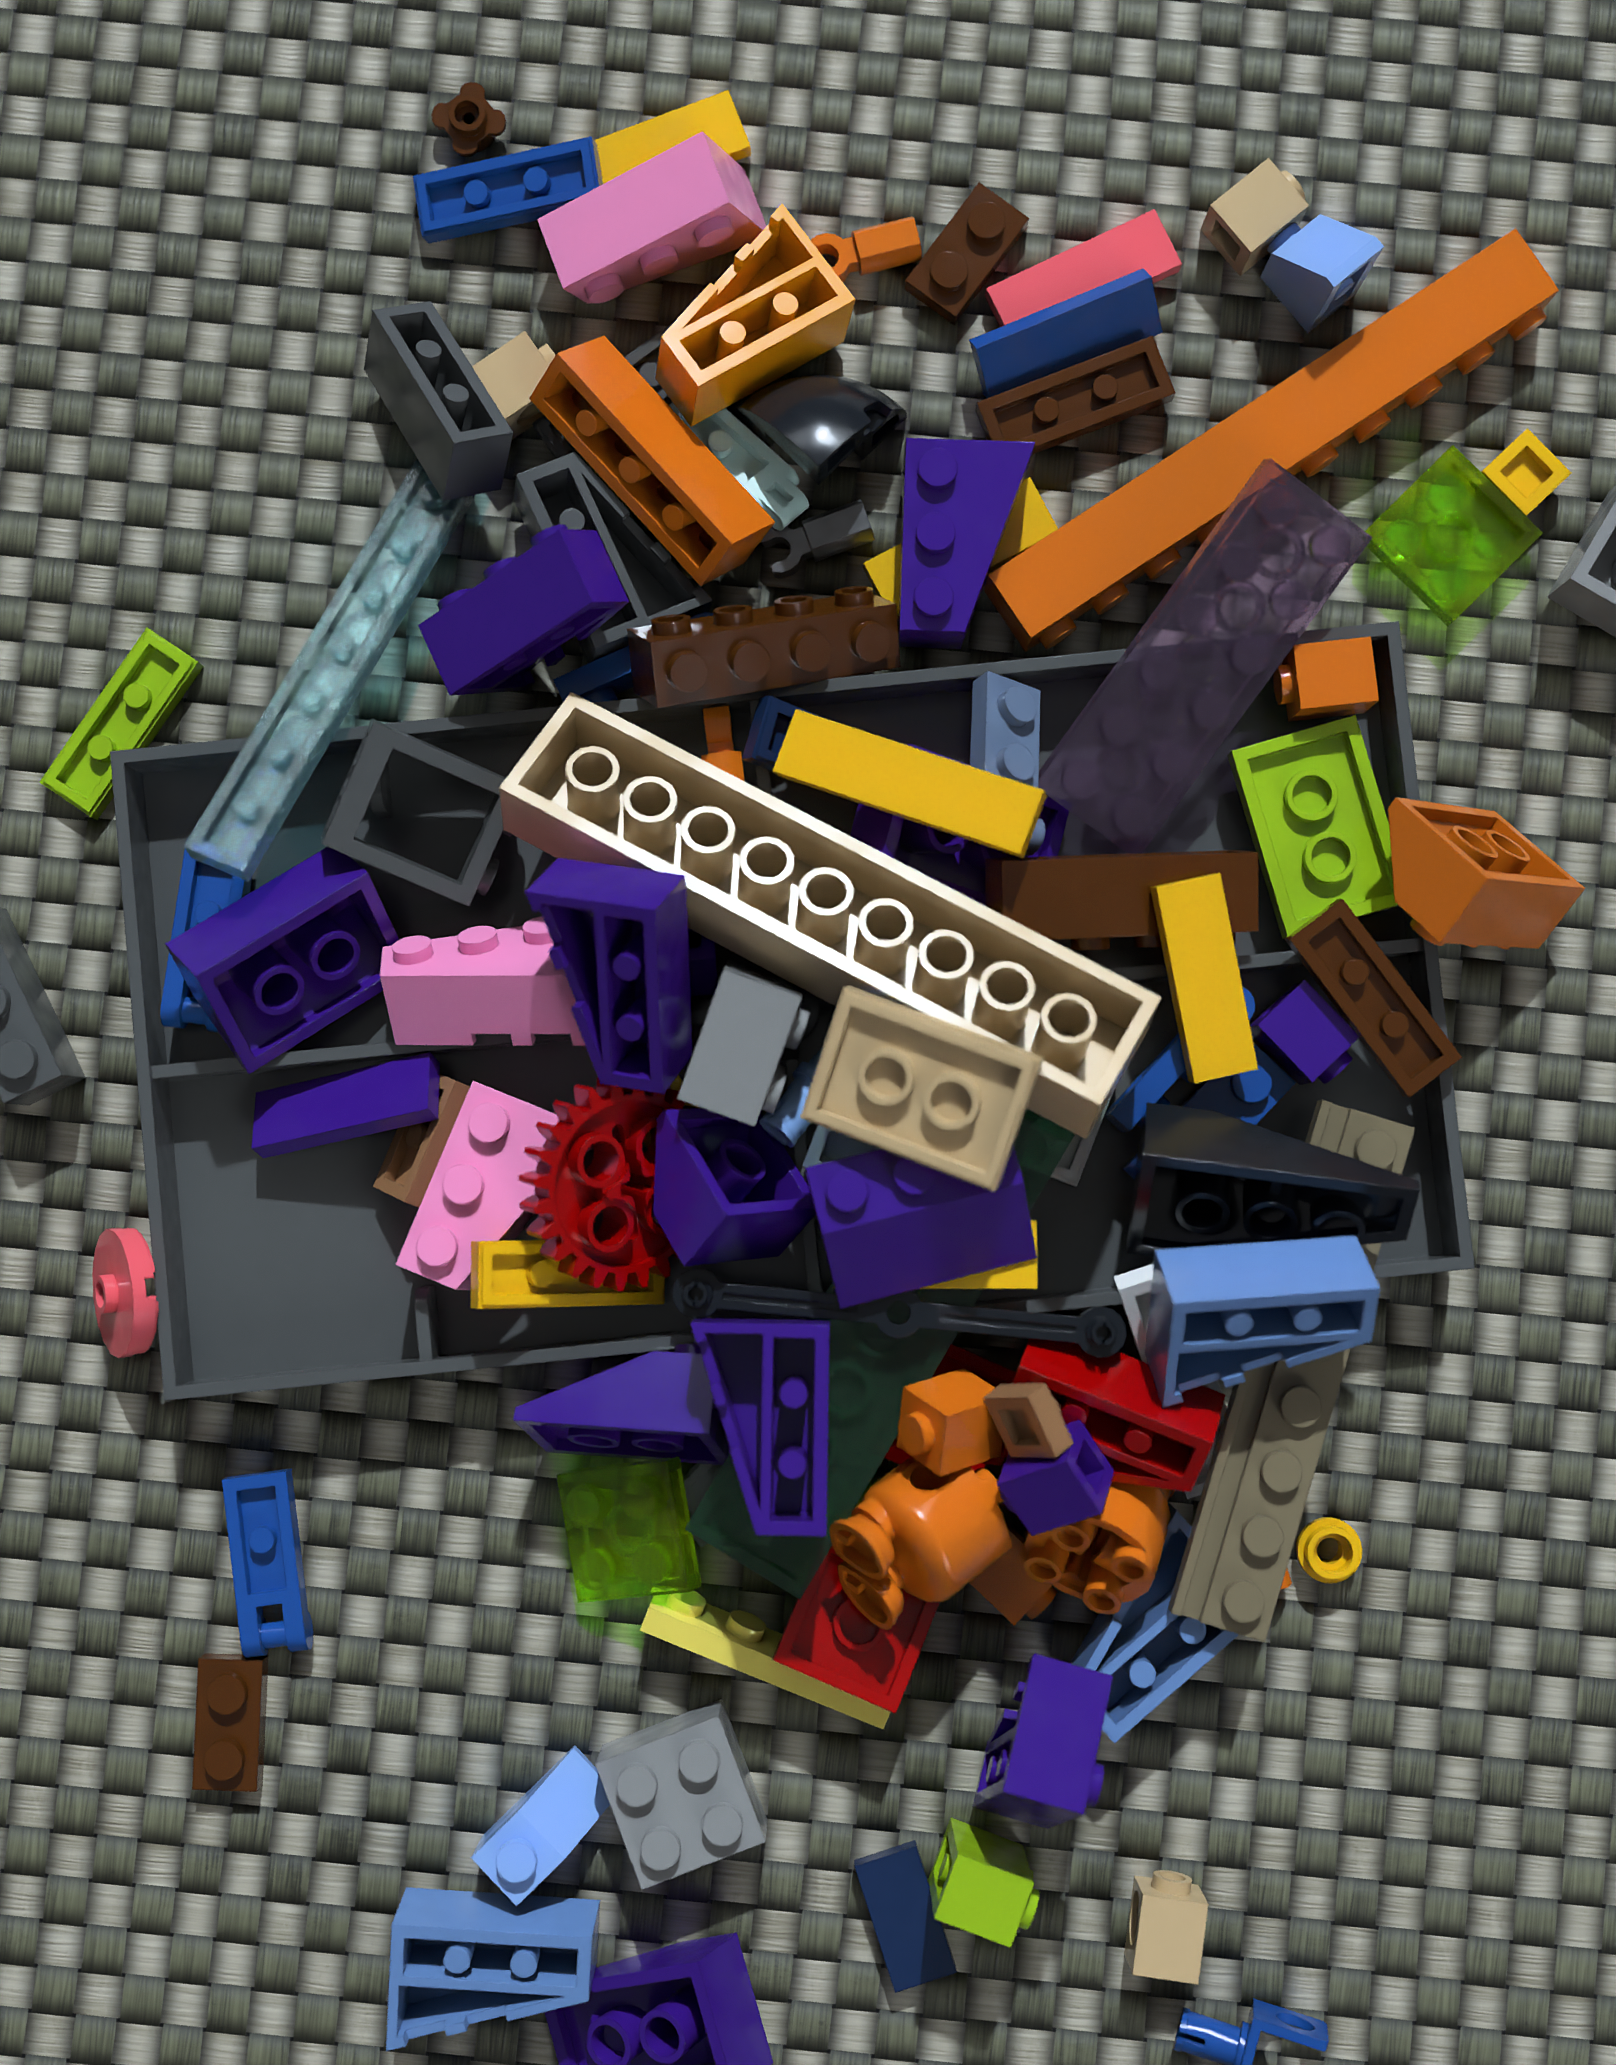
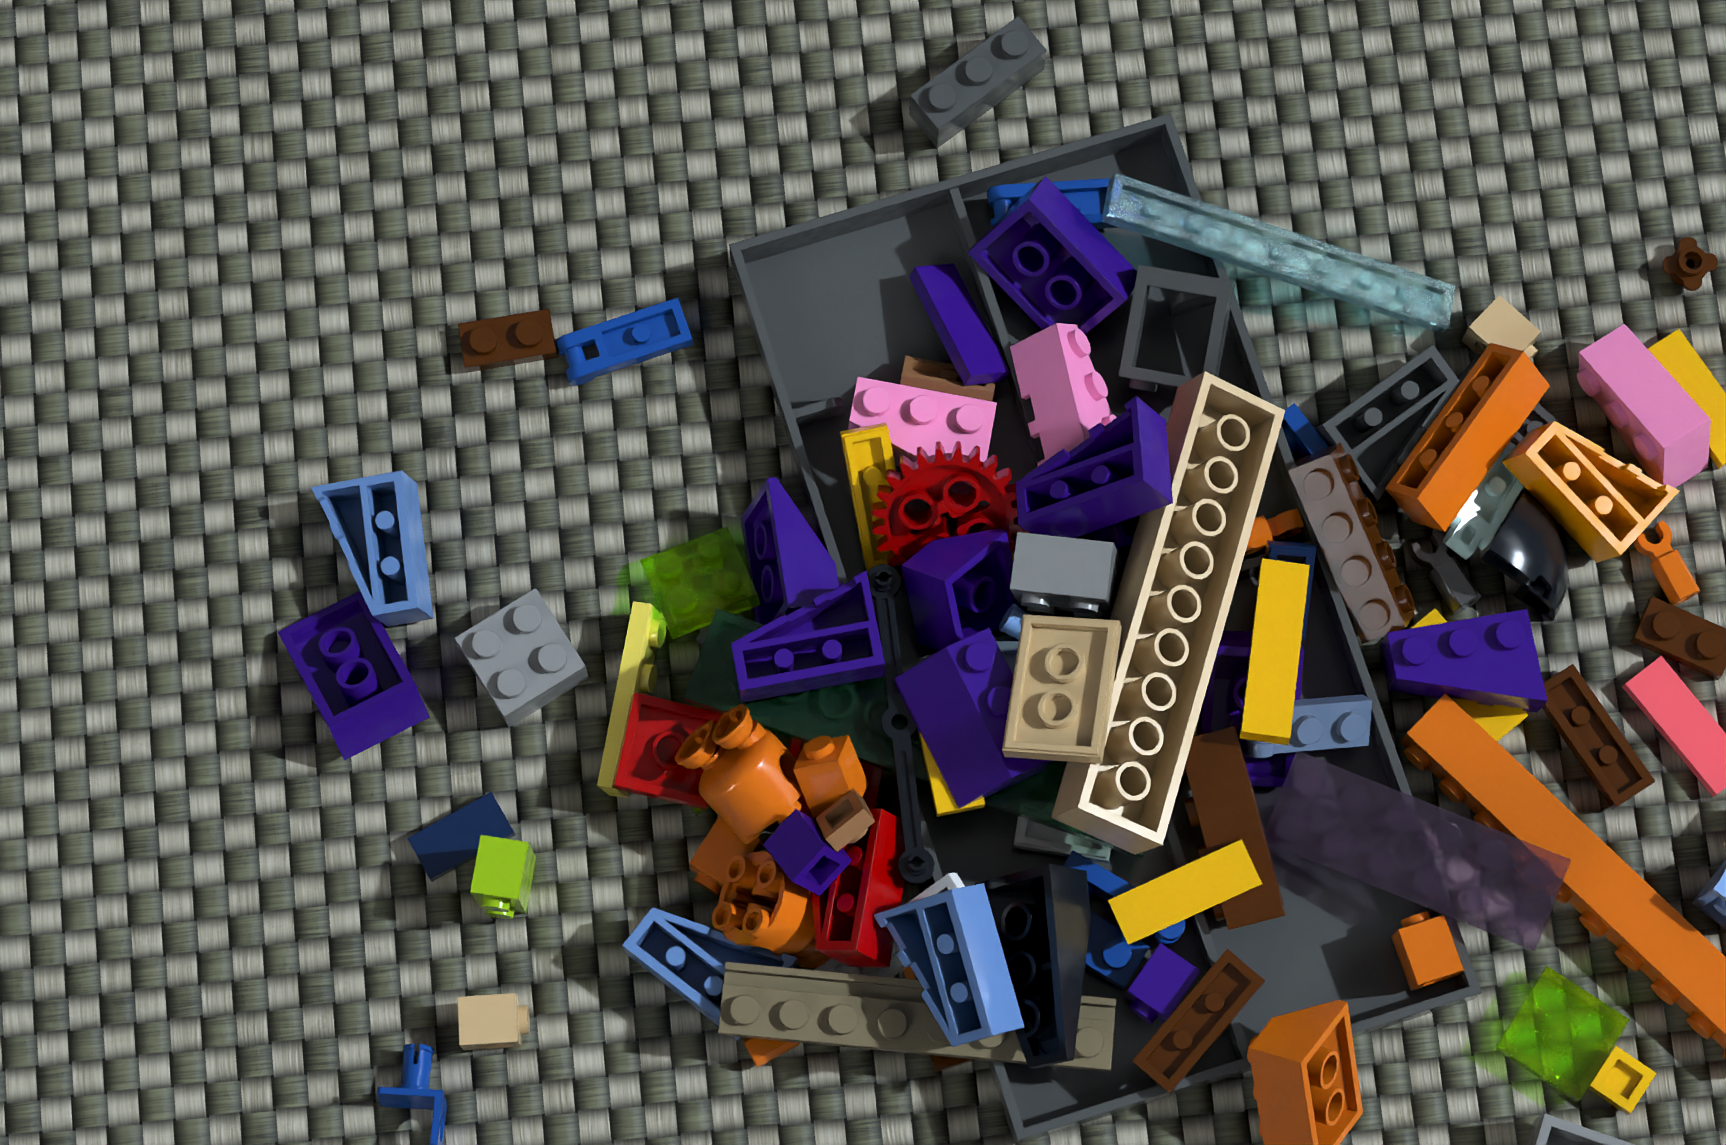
camera: 70 degrees right, 10 degrees down
(120, 1296) = (789, 203): coral plate -> none
(121, 718) = (1196, 118): lime tile -> none
(437, 400) = (1474, 281): dark grey brick -> none
(505, 189) = (1644, 300): blue tile -> none
(523, 612) = (1332, 367): dark purple wedge -> none
(542, 1826) = (479, 566): light blue slope -> none
(1044, 1755) = (611, 891): dark purple wedge -> none
(1067, 333) = (1641, 720): blue tile -> none
(1316, 822) = (1322, 961): lime plate -> none
(1342, 1564) = (781, 1076): yellow plate -> none

